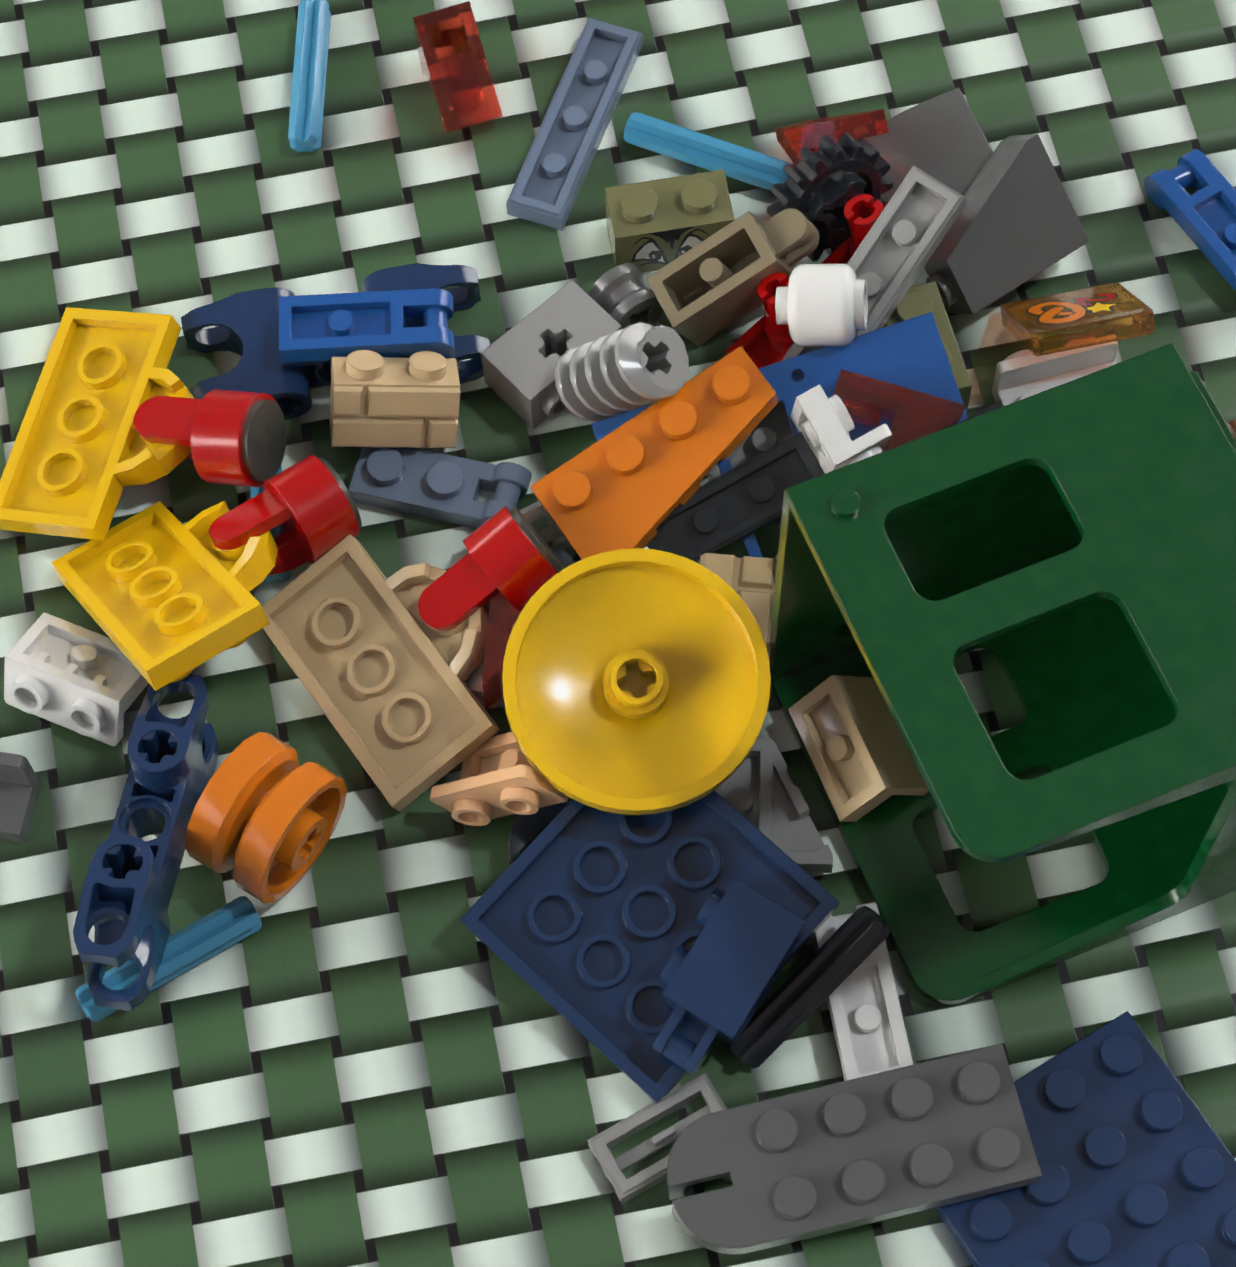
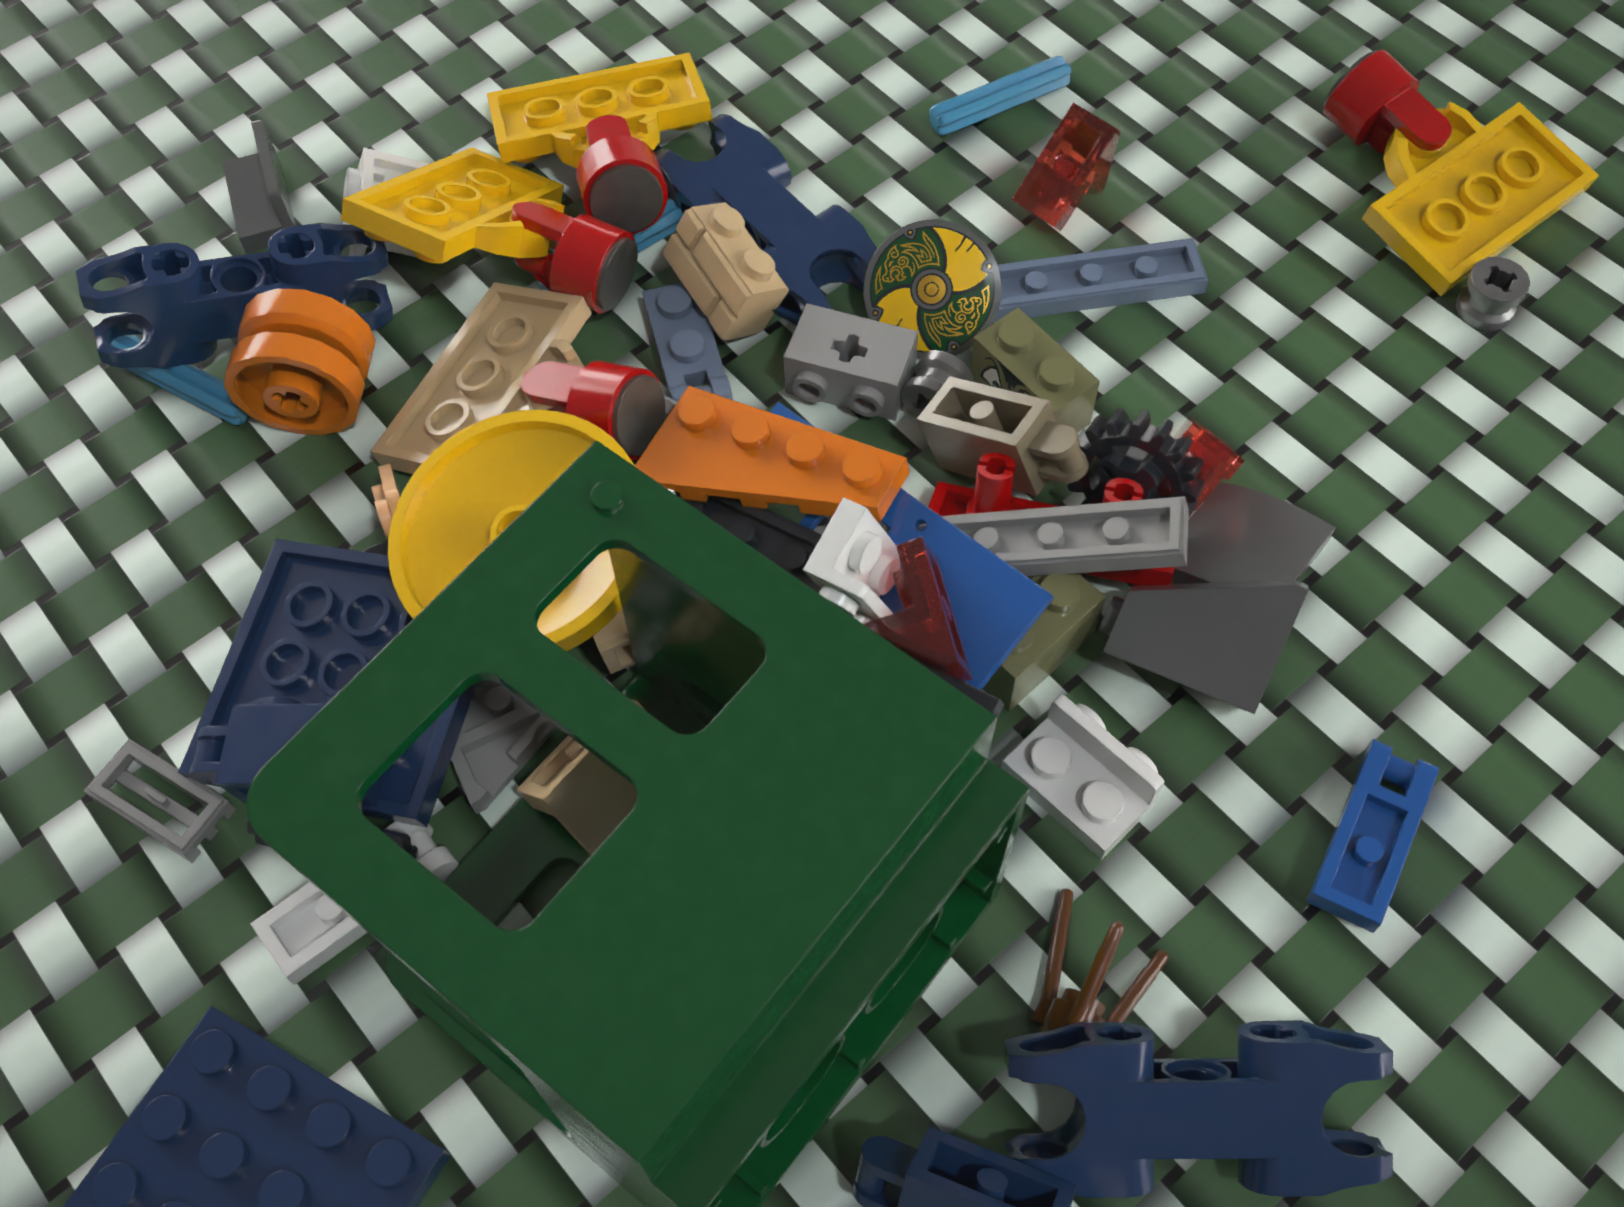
camera: 60 degrees right, 5 degrees down
(373, 321) = (774, 213): blue plate -> none
(520, 244) = (934, 282): none -> shield
(622, 371) = (840, 410): light grey piece -> none
(704, 151) = (1125, 363): dark azure axle -> none
(823, 305) = (992, 500): white head -> none
(853, 1153) = (179, 963): dark grey plate -> none
(1077, 319) = (1159, 742): clear orange tile -> none

